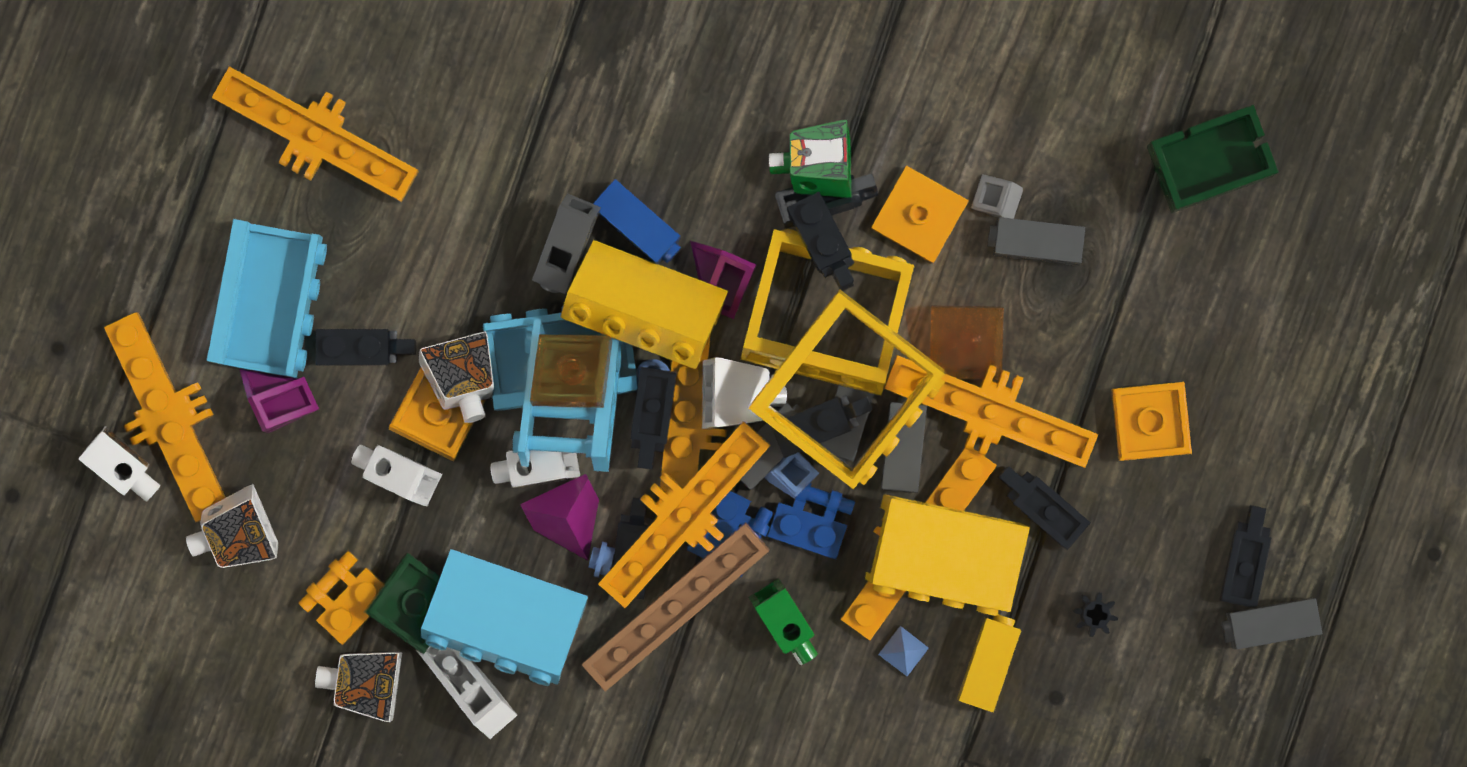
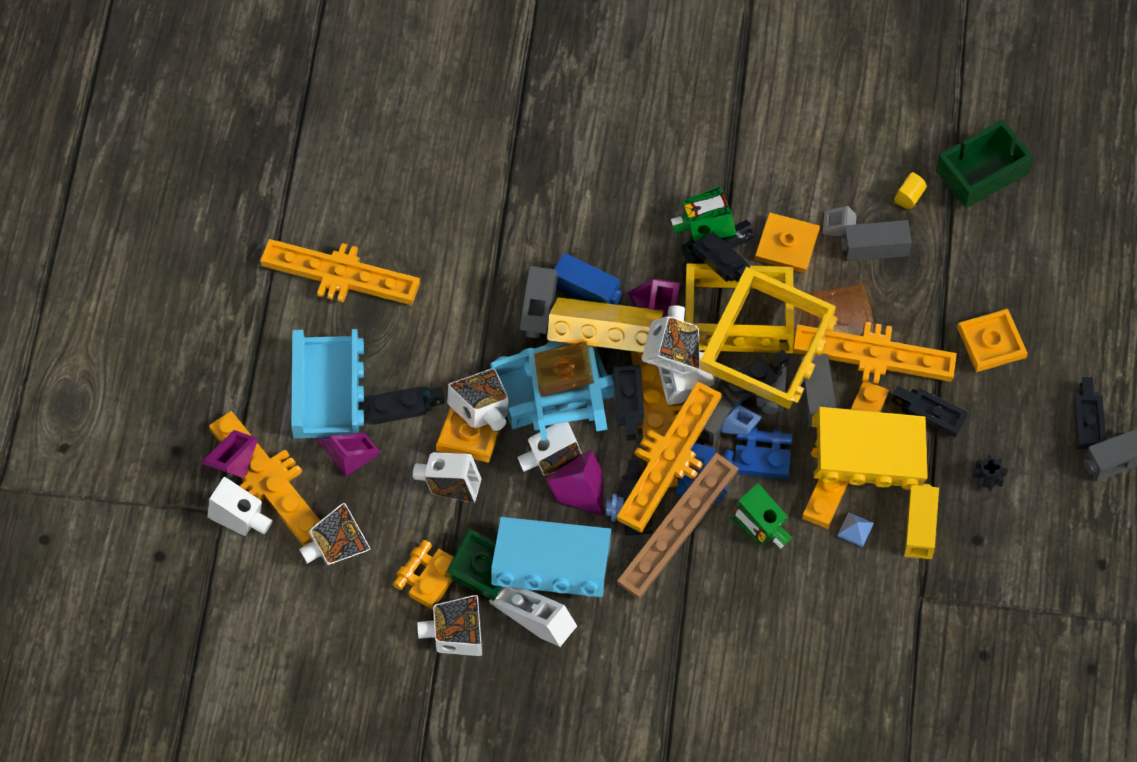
camera: 15 degrees left, 25 degrees down
(118, 386) = (232, 454): none -> magenta slope
(719, 371) = (673, 343): none -> torso
(1103, 175) = (910, 191): none -> yellow brick

